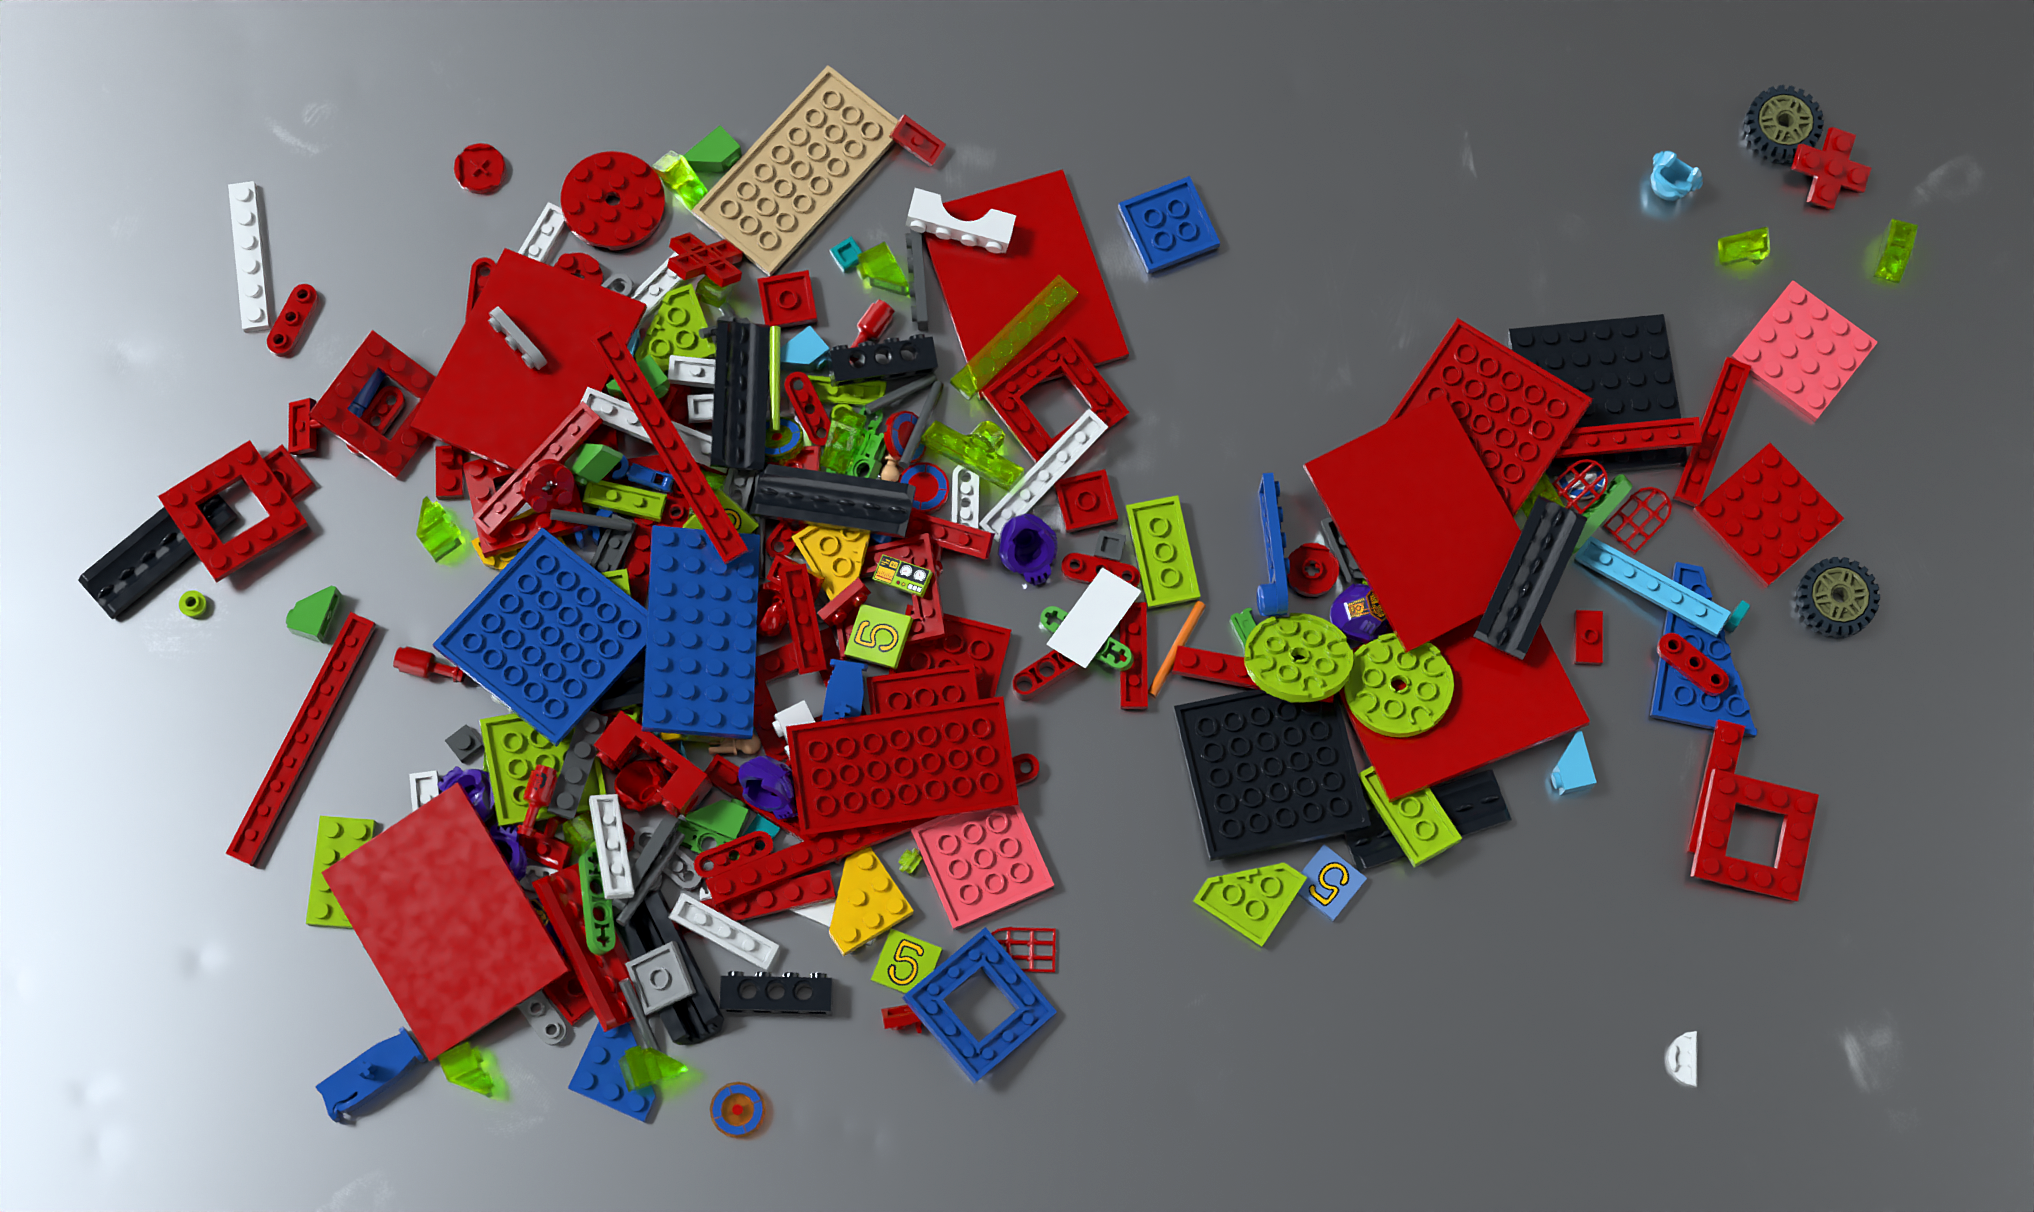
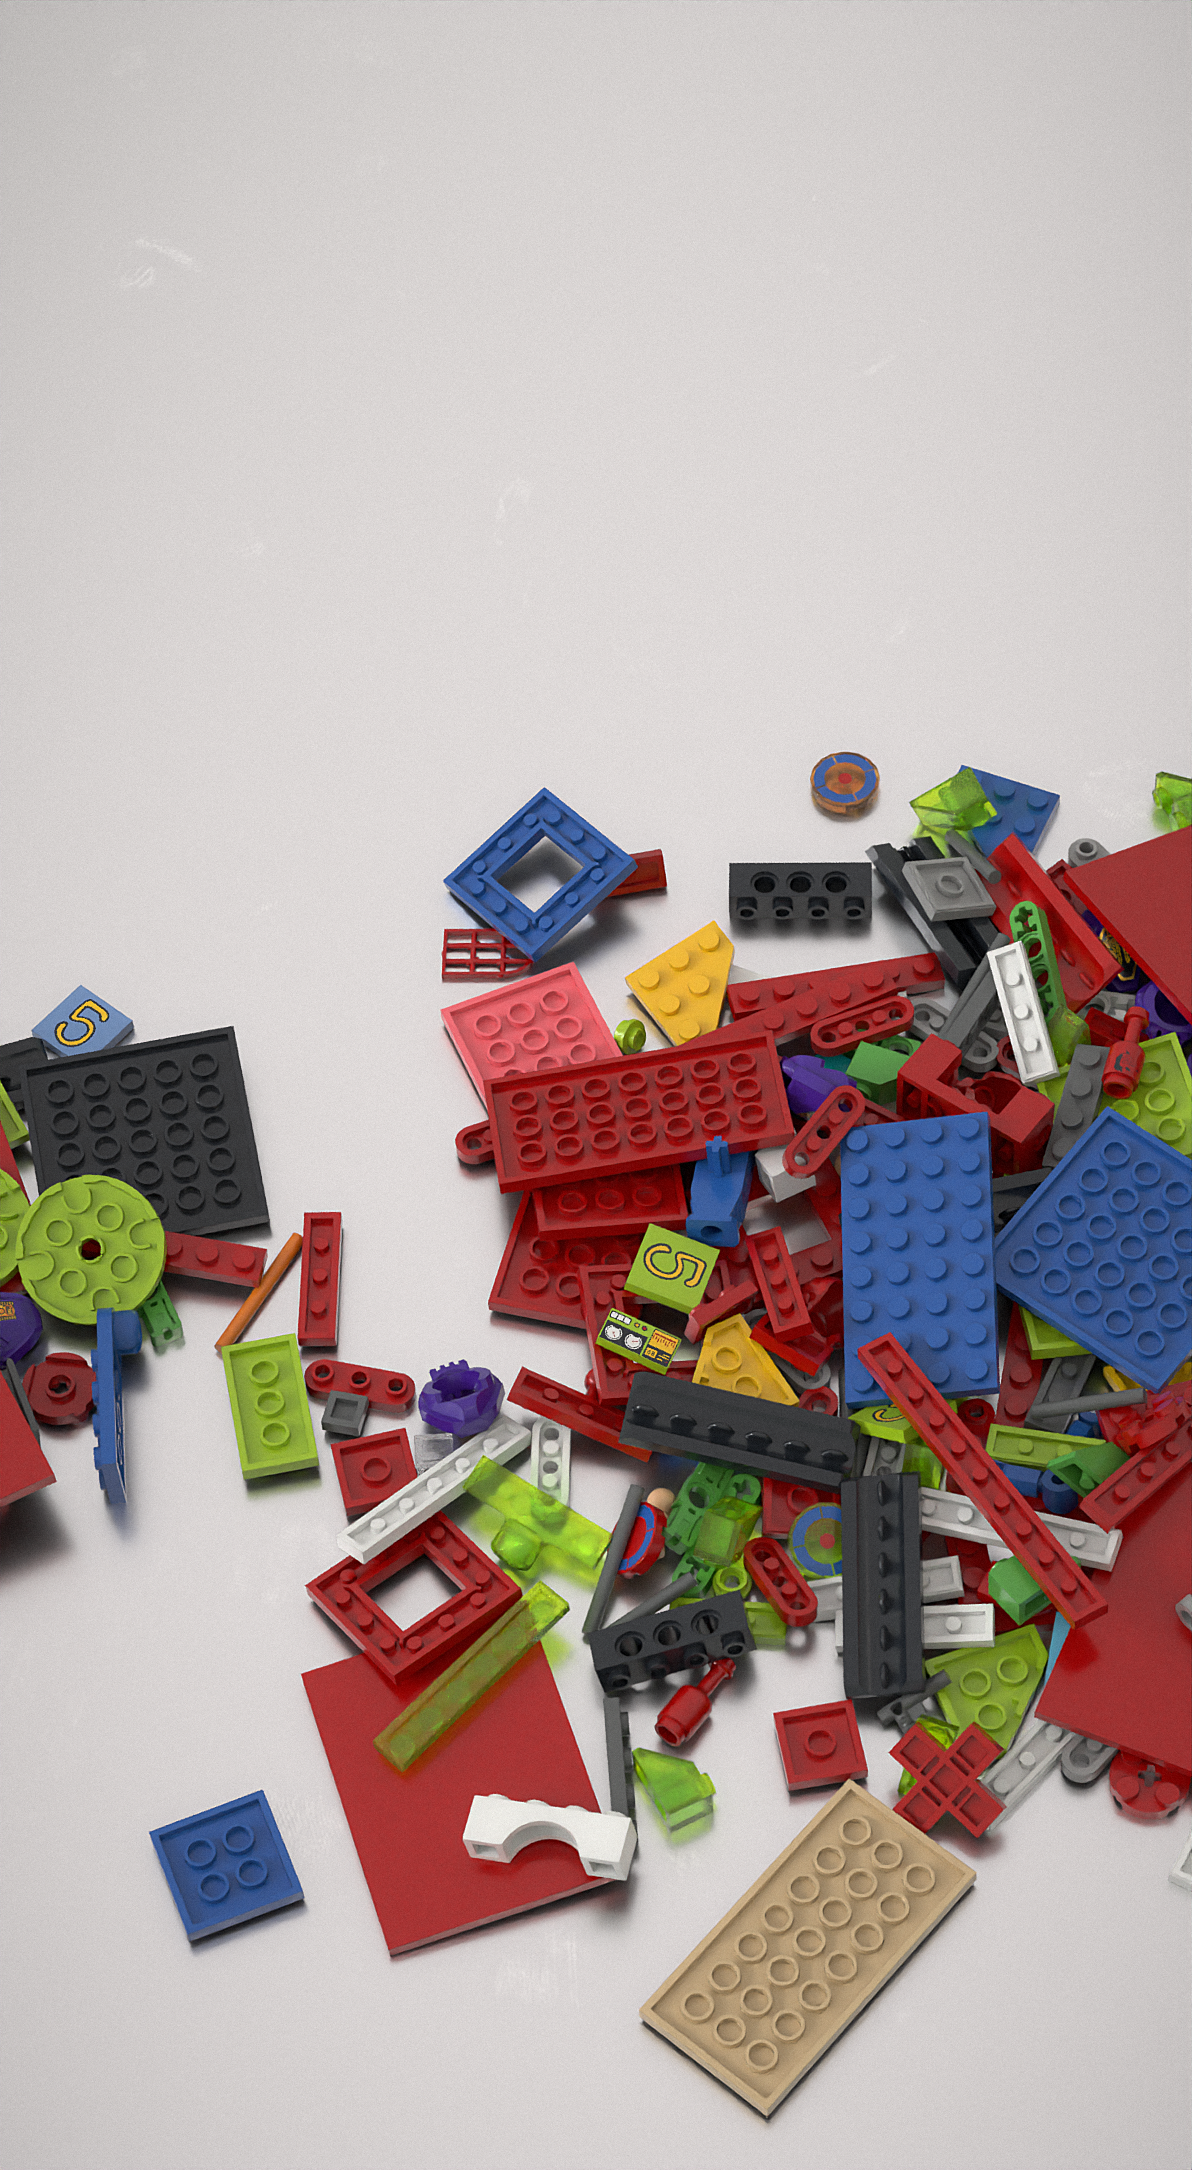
camera: 175 degrees left, 20 degrees down
(608, 225) = (1112, 1932): red plate -> none
(680, 179) = (998, 1922): clear neon green slope -> none
(714, 152) = (947, 1965): bright green slope -> none
(723, 931) = (871, 942): white plate -> none
(769, 716) = (830, 1120): none -> red plate
(774, 420) = (832, 1610): lime bar -> none
(804, 352) = (795, 1664): medium azure slope -> none
(846, 254) = (729, 1821): teal tile -> none
(905, 962) = (634, 931): lime tile -> none
(917, 140) = (619, 1983): red plate -> none
(930, 485) = (604, 1484): tile -> none
(1038, 681) = (432, 1268): red beam -> none
(1093, 617) = (371, 1308): white sticker -> none
(1118, 647) = (387, 1287): bright green beam -> none
(1252, 898) = (183, 999): lime plate -> none

